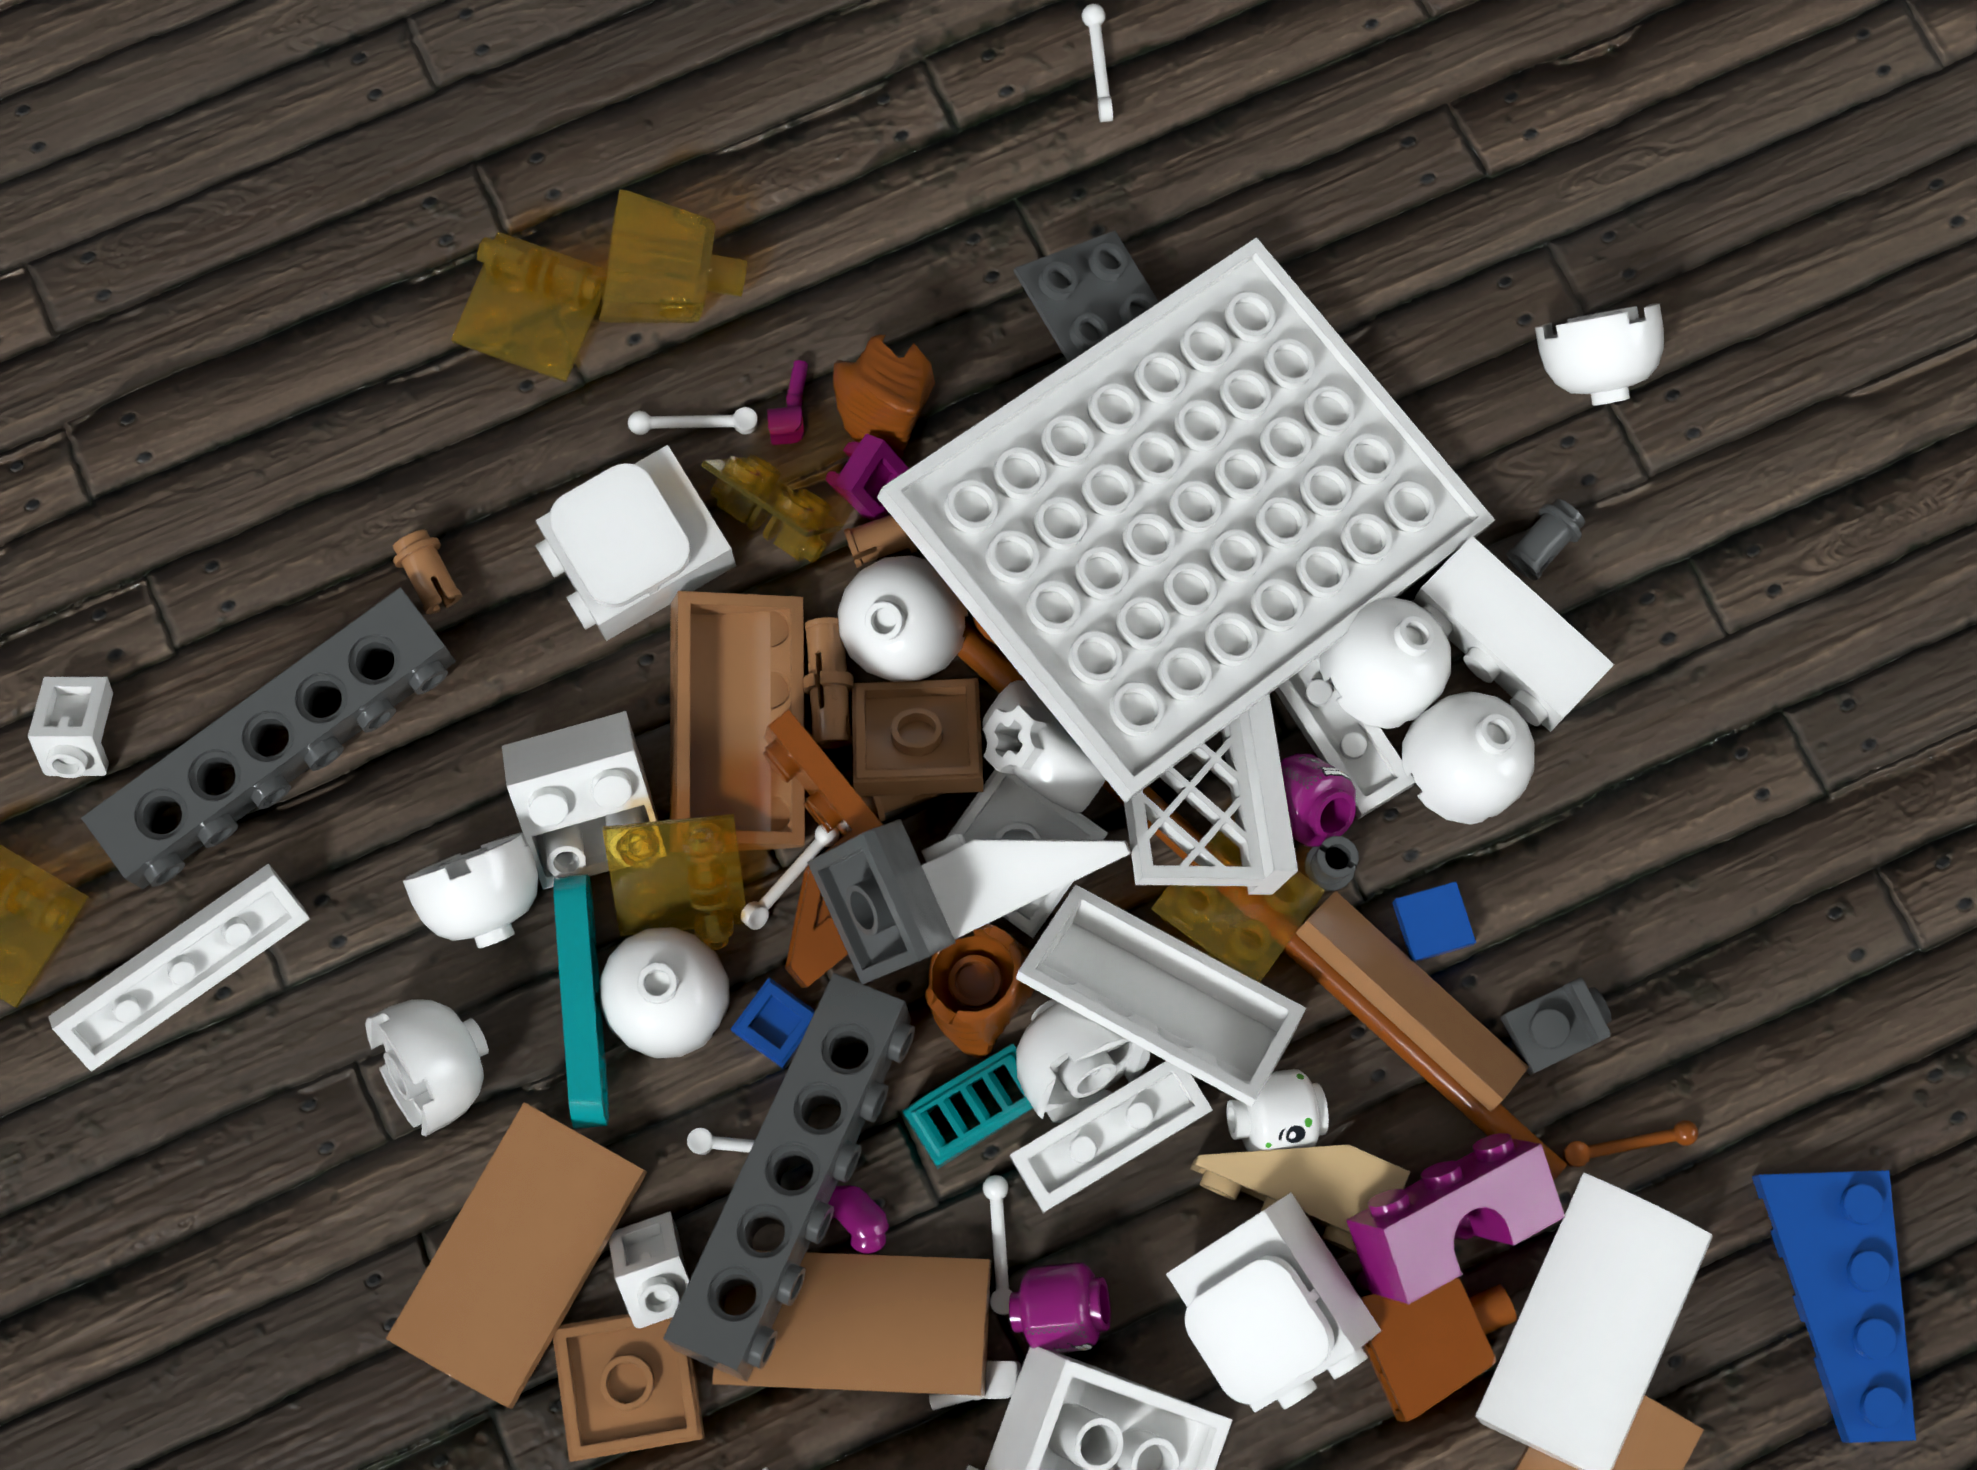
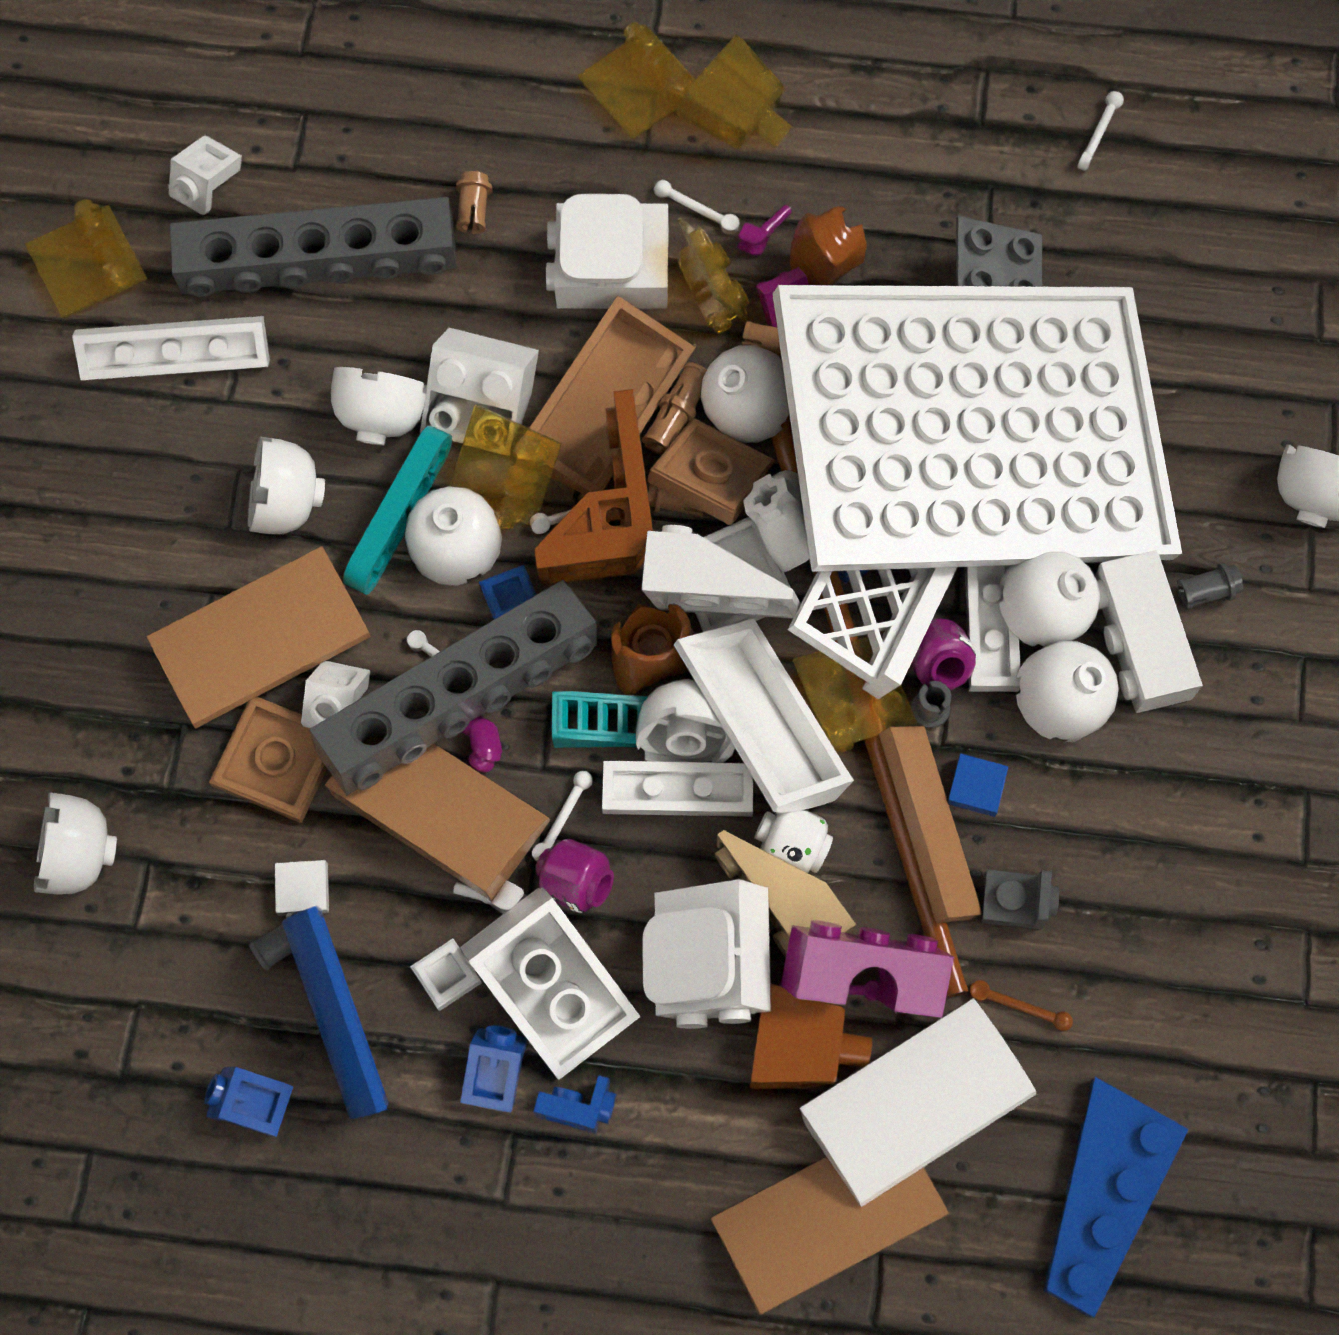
camera: 35 degrees right, 5 degrees down
(881, 901) = (616, 536): dark grey slope -> none

